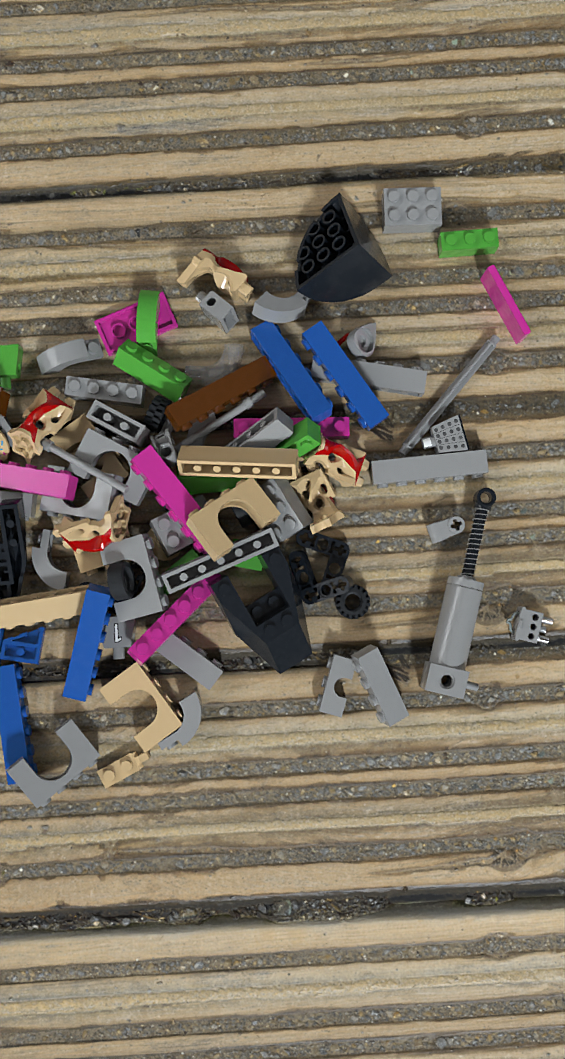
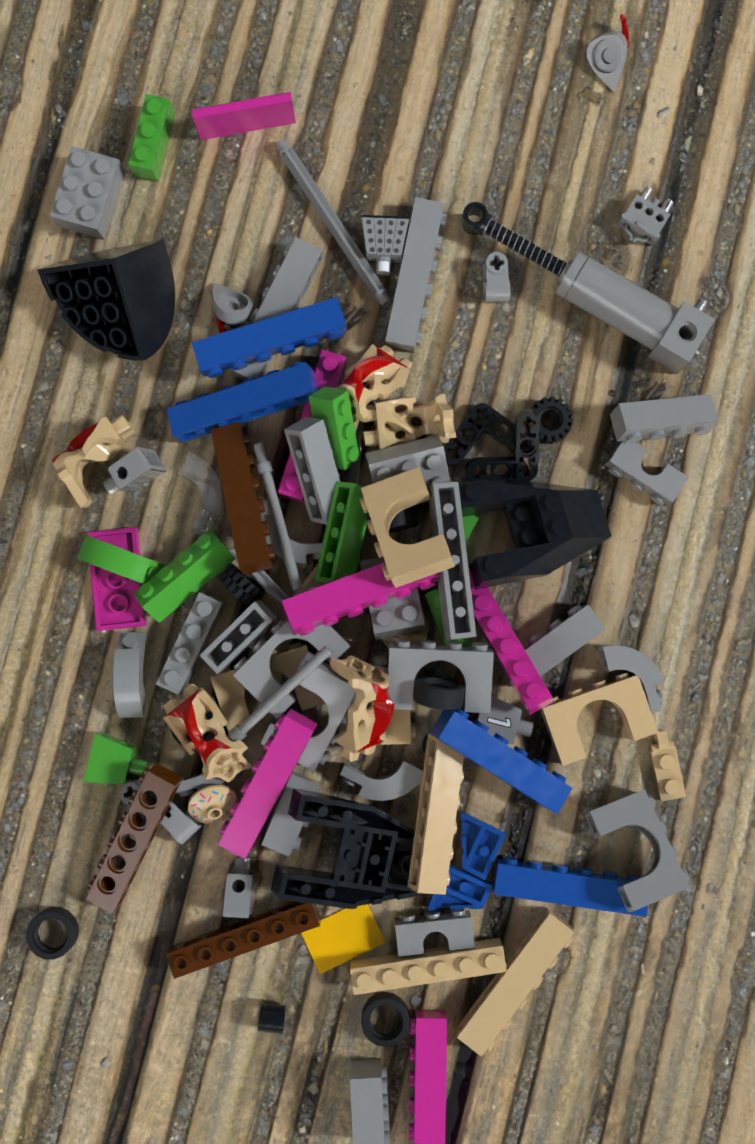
camera: 70 degrees left, 0 degrees up
(165, 445) = (286, 586): light grey piece -> none
(238, 462) = (337, 499): tan brick -> none
(280, 309) = (159, 392): light grey arch -> none

